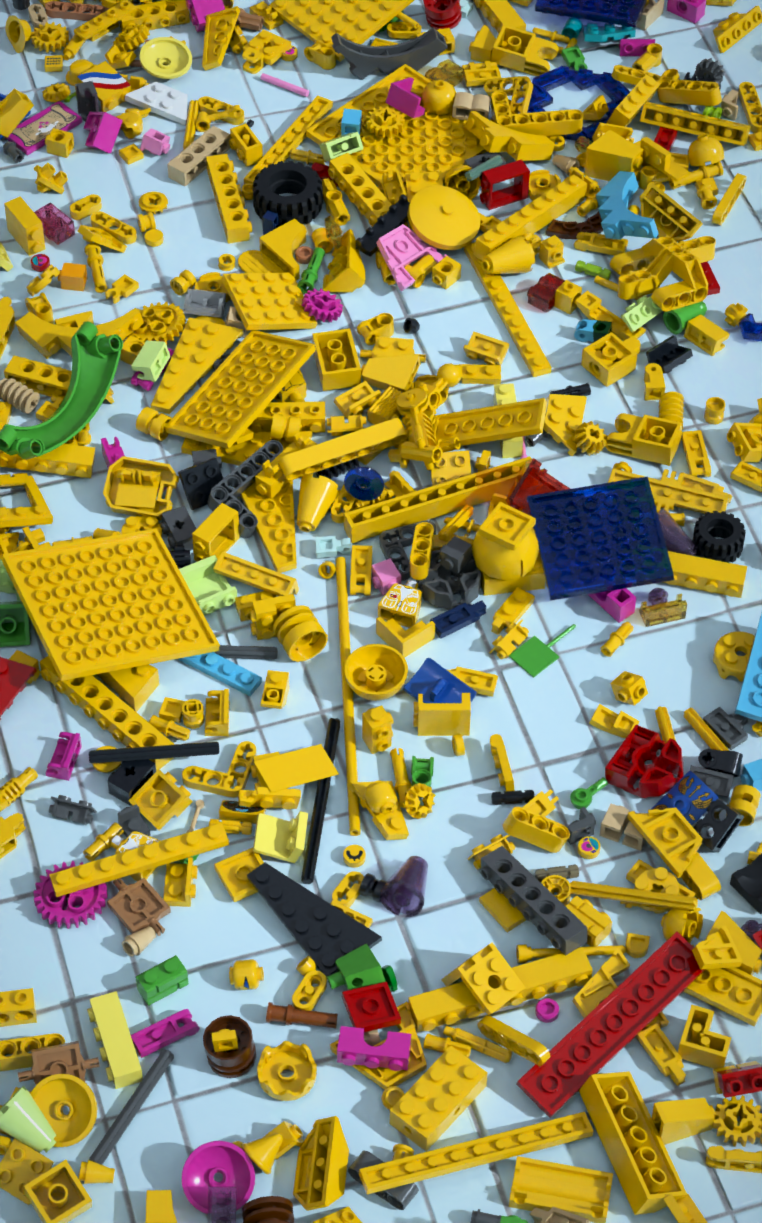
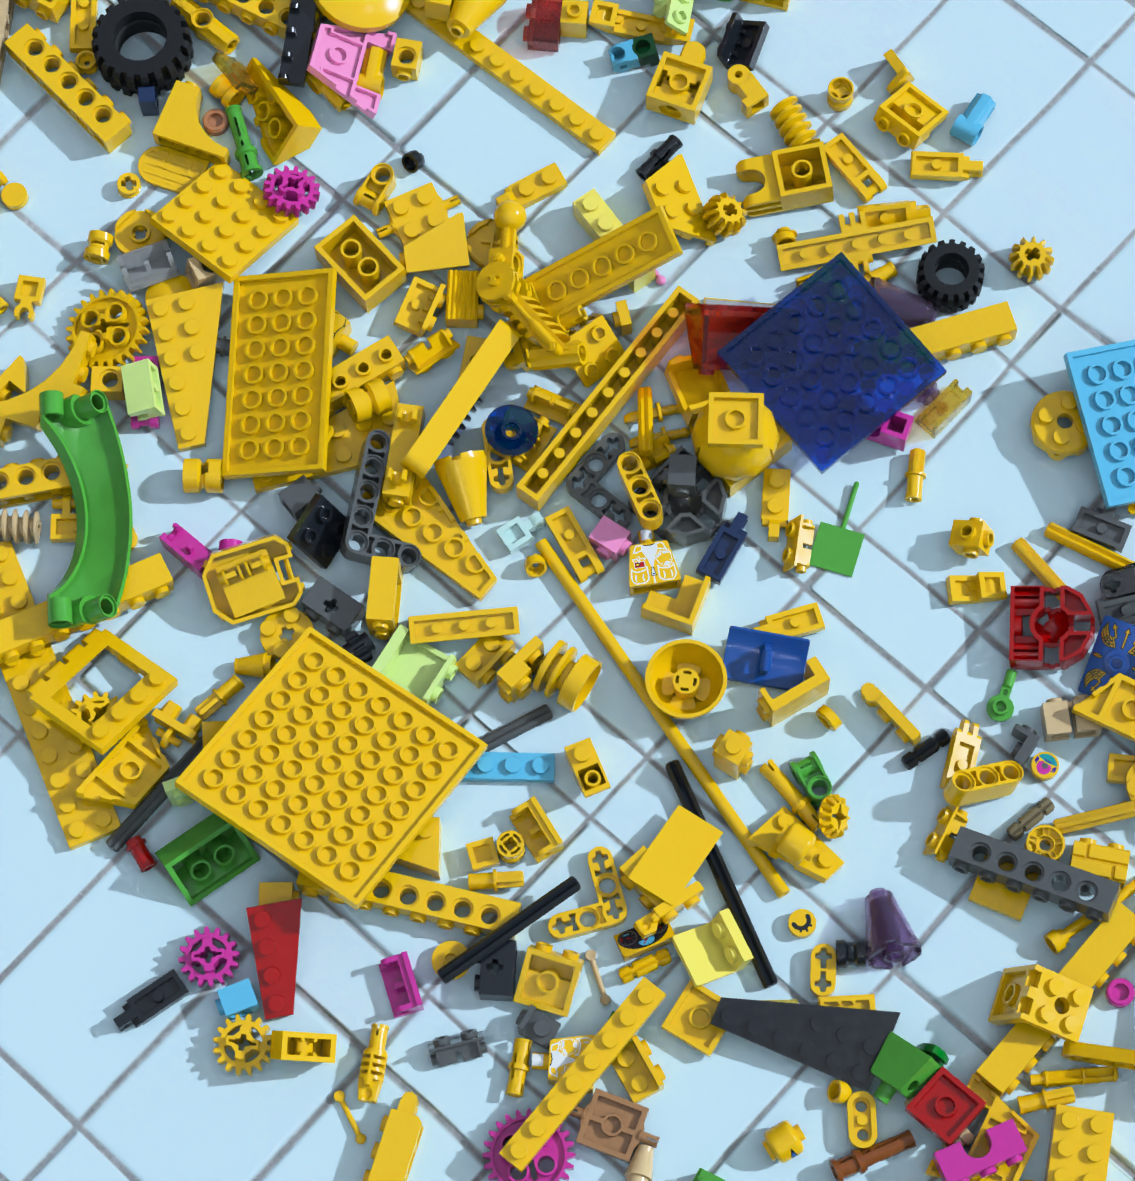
camera: 25 degrees left, 20 degrees up
(486, 348) = (524, 148): yellow bracket -> none

